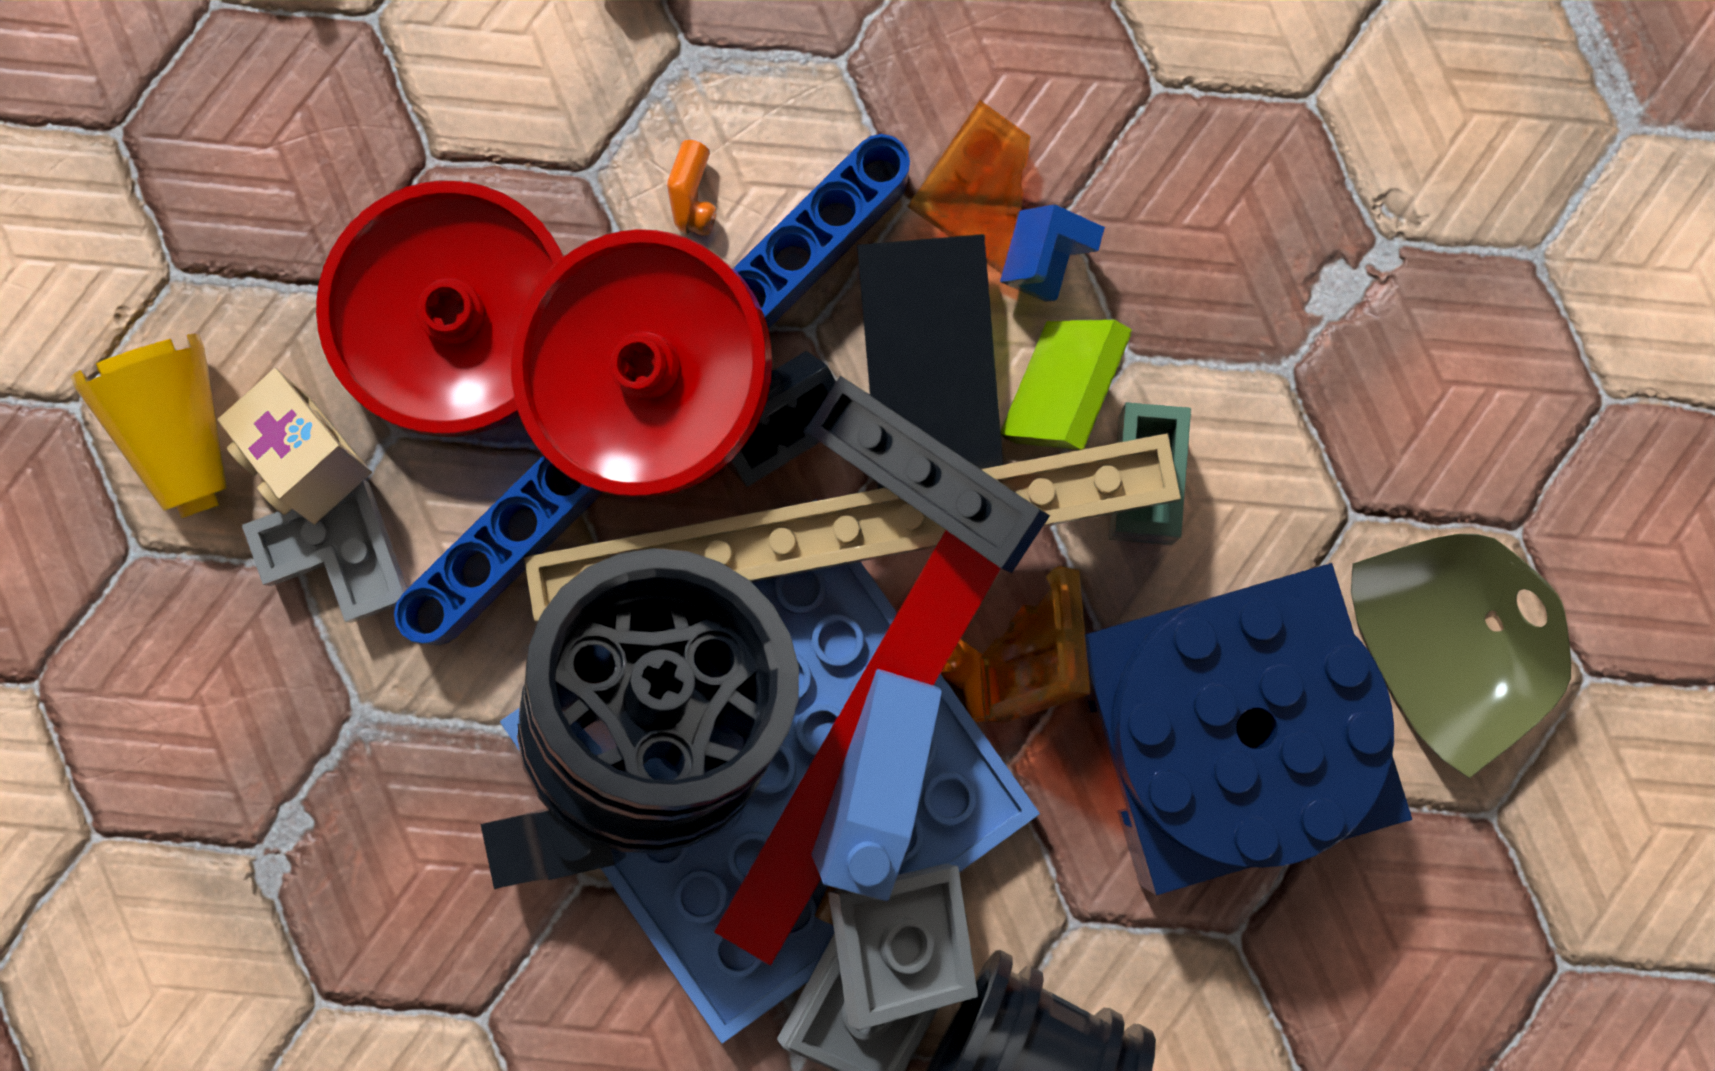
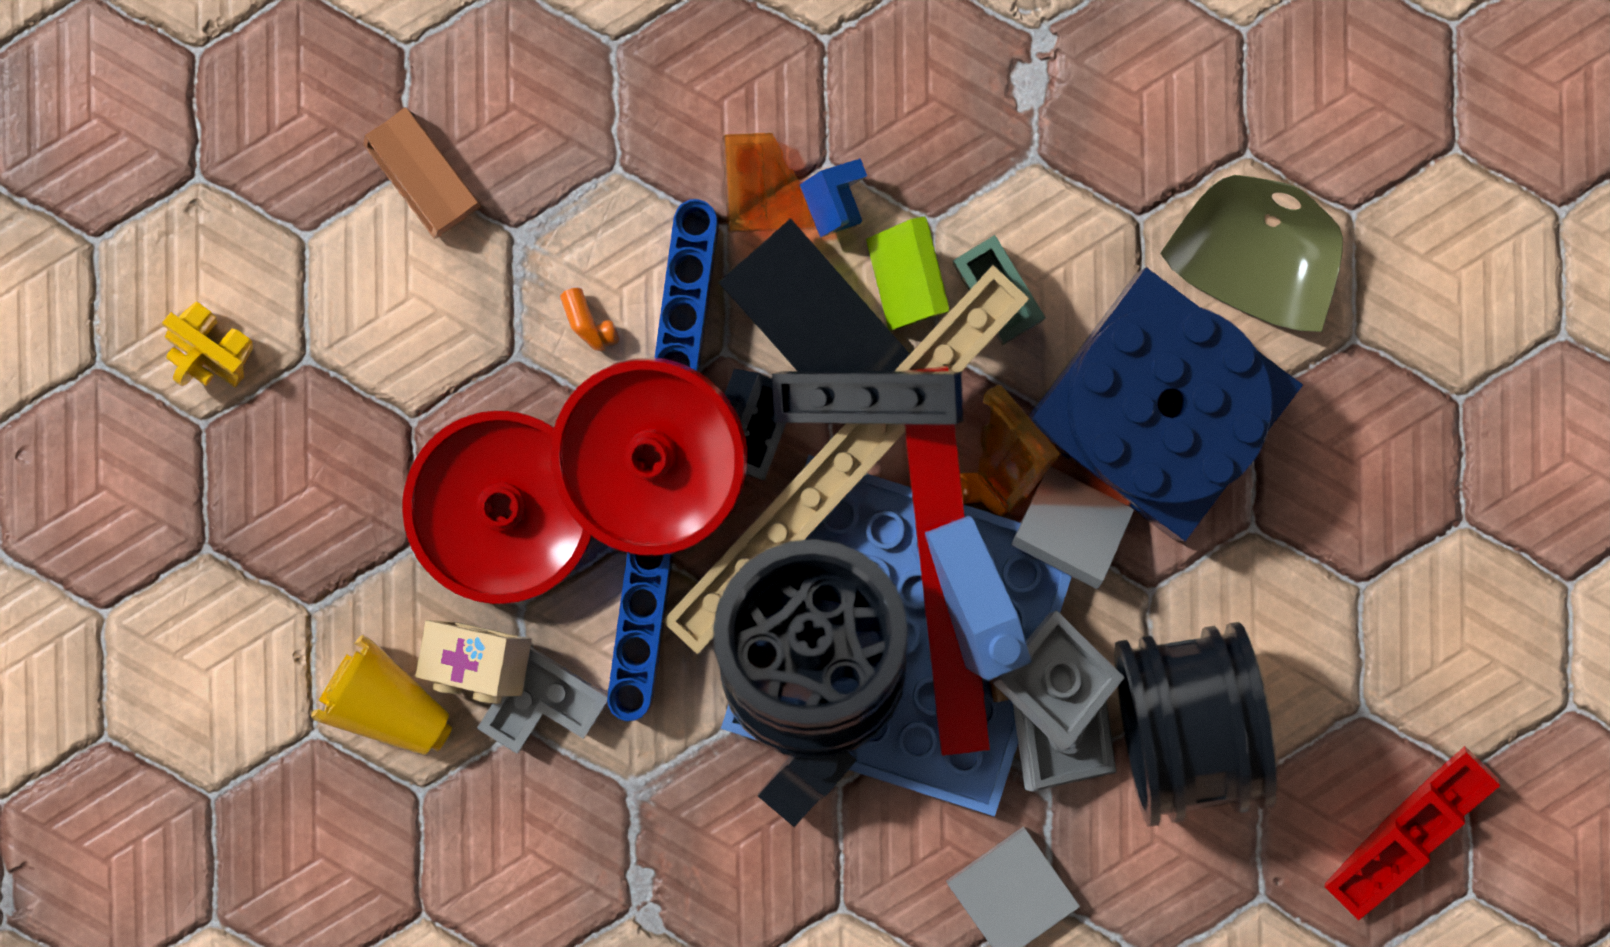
camera: 30 degrees left, 5 degrees up
(1042, 789) = (1073, 527): none -> light grey tile

